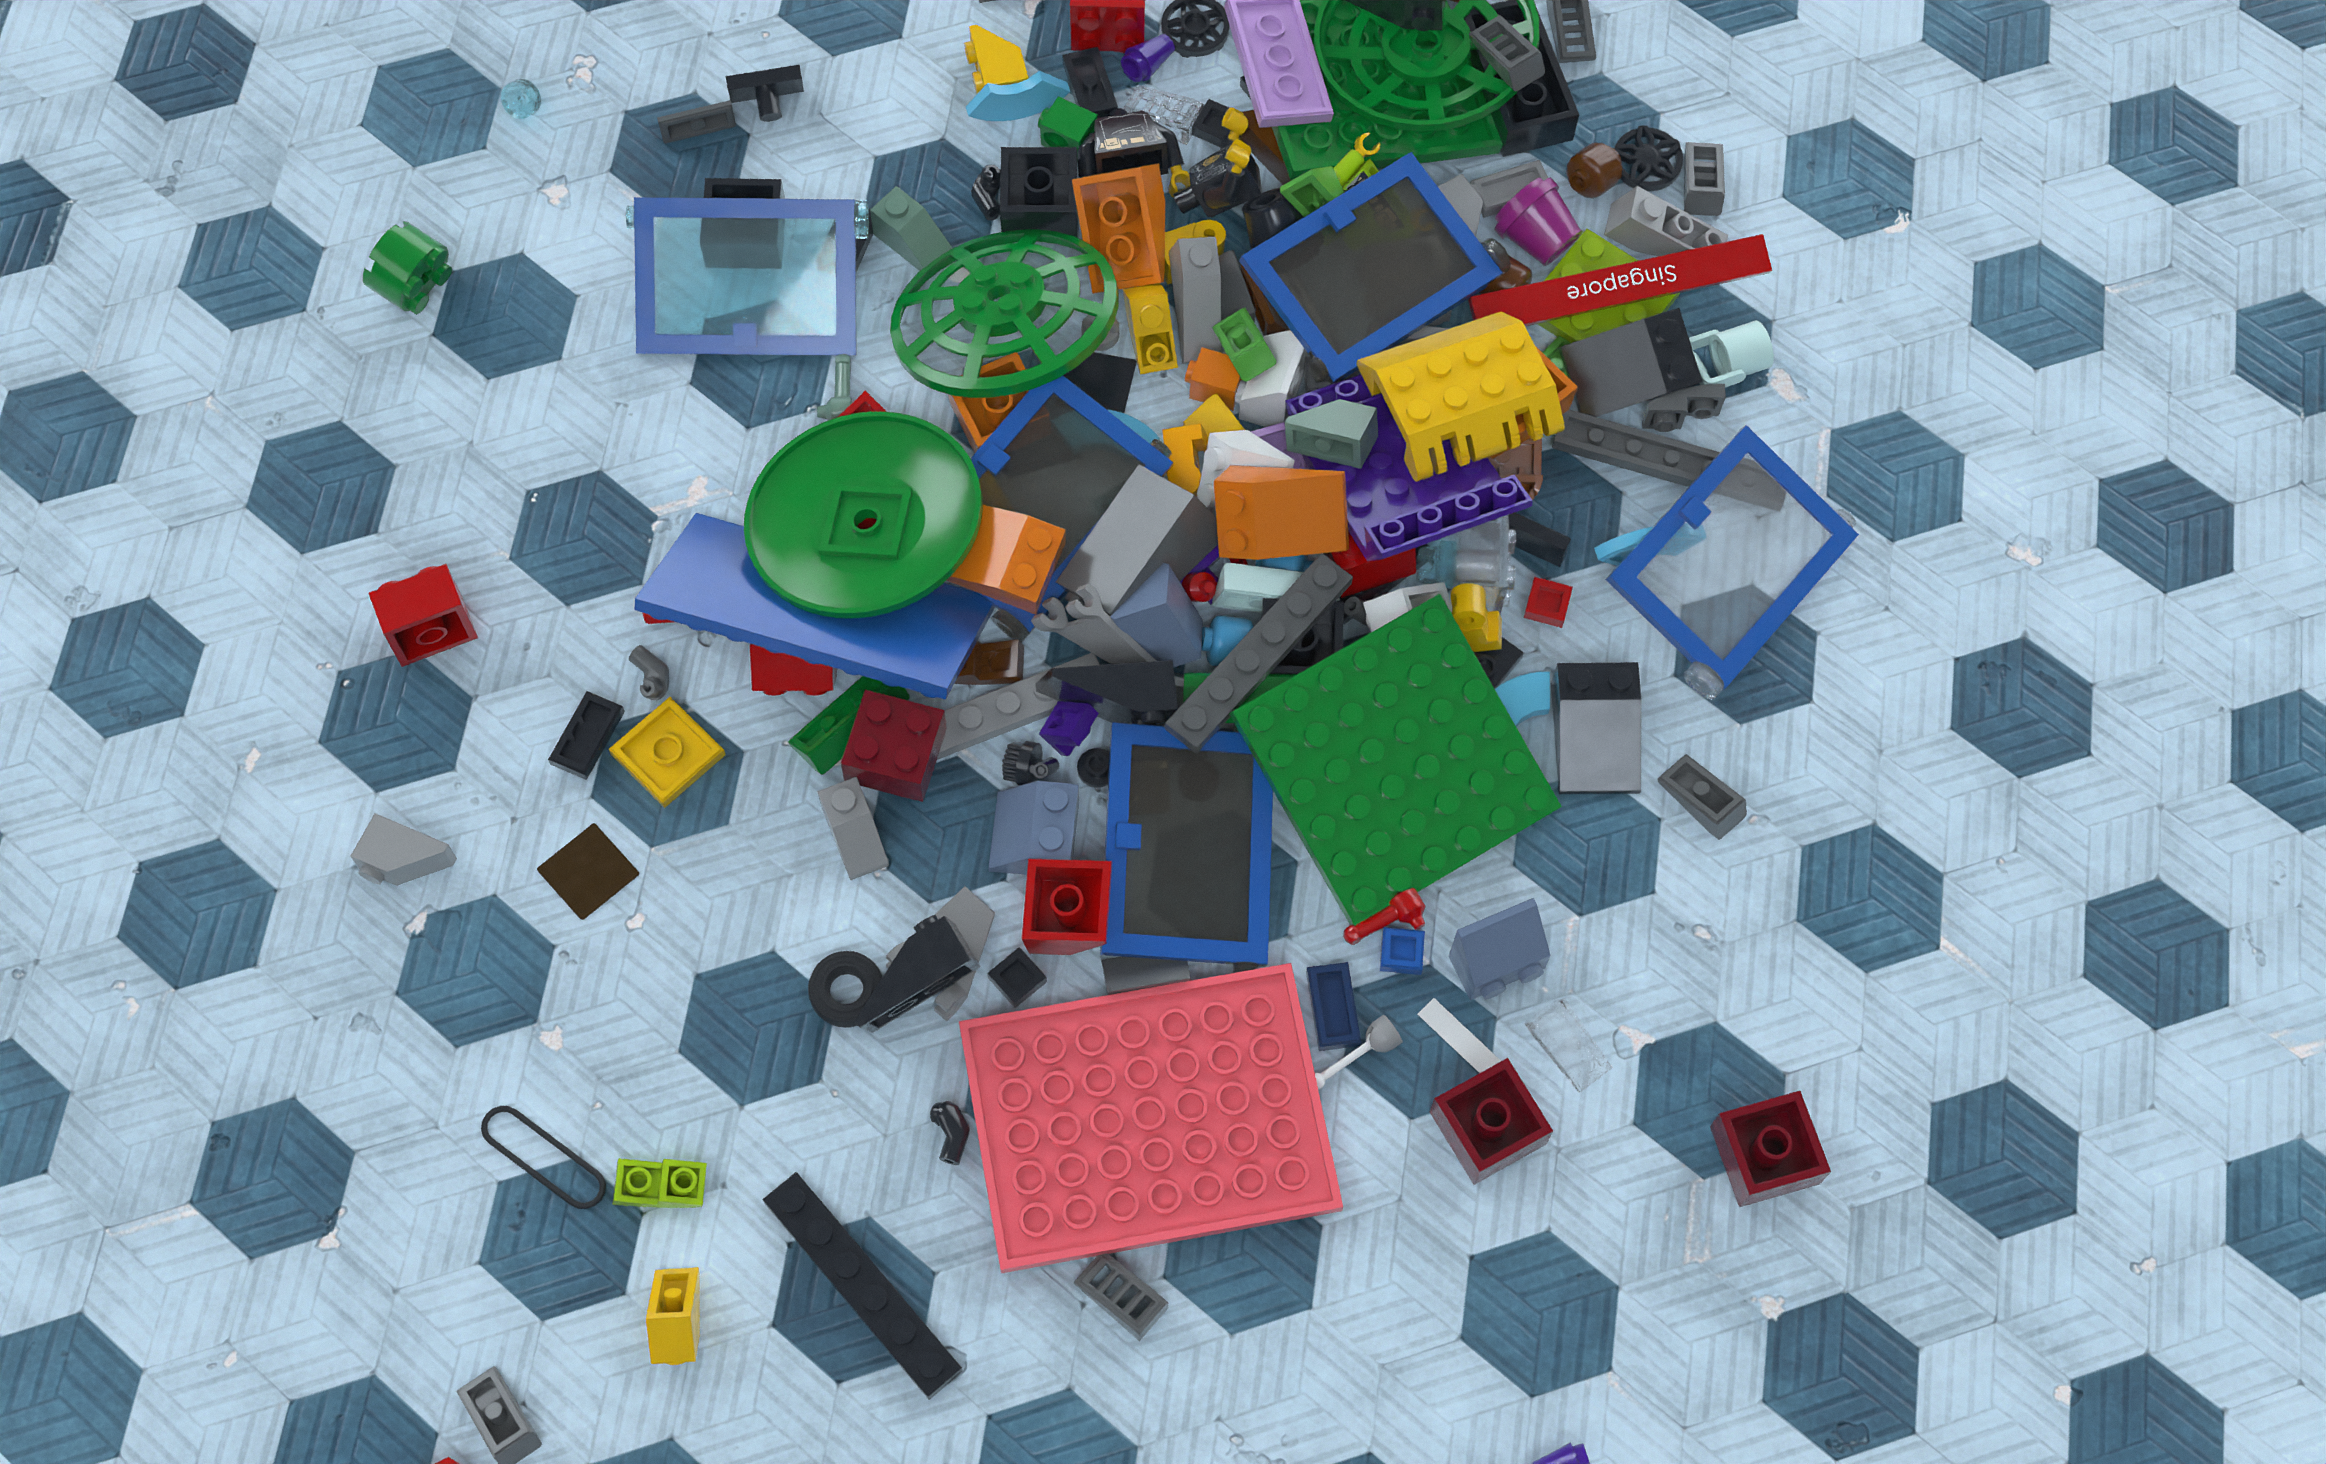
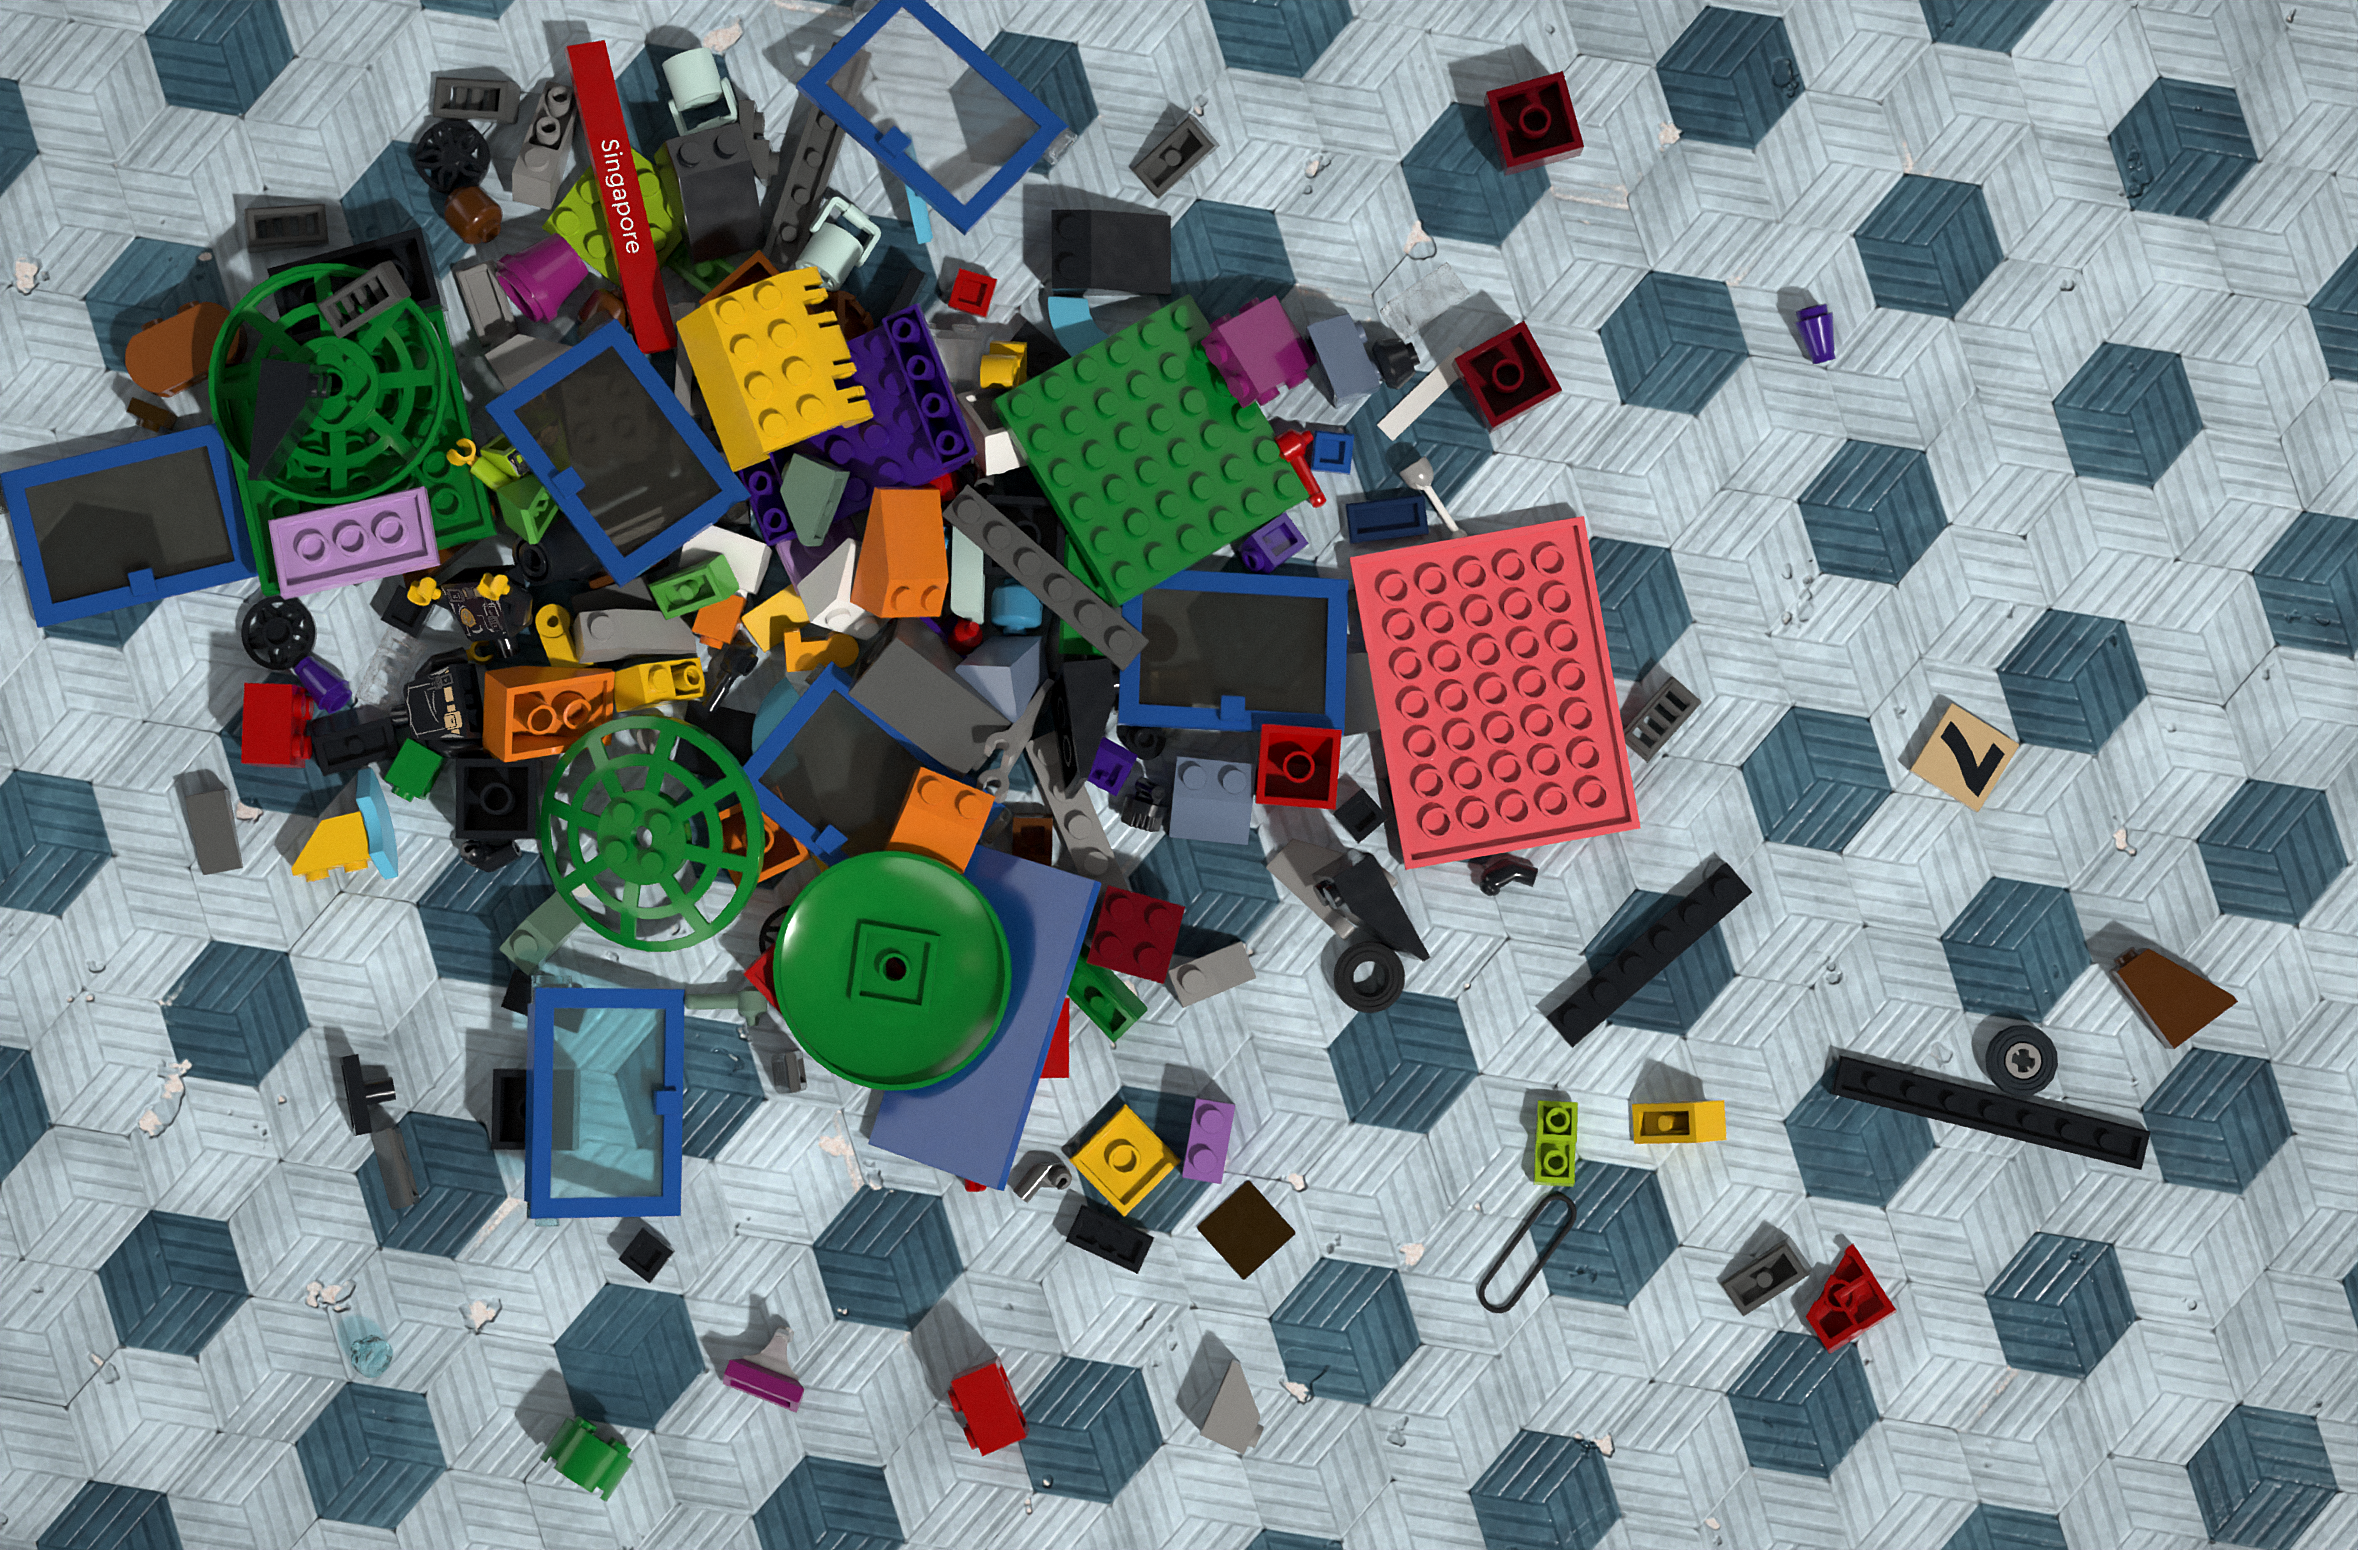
camera: 85 degrees left, 20 degrees up
(478, 426) = (768, 1373): none -> magenta piece
(599, 322) = (646, 1255): none -> black plate
(681, 825) = (1208, 1140): none -> medium lavender brick
(766, 437) = (789, 1072): none -> dark grey slope
(1173, 394) = (737, 661): none -> black plate
(1302, 888) = (1272, 545): none -> dark purple bracket
(1501, 1008) = (1395, 361): none -> black cone
(1503, 862) = (1258, 351): none -> magenta brick
(1578, 470) = (834, 248): none -> light aqua piece

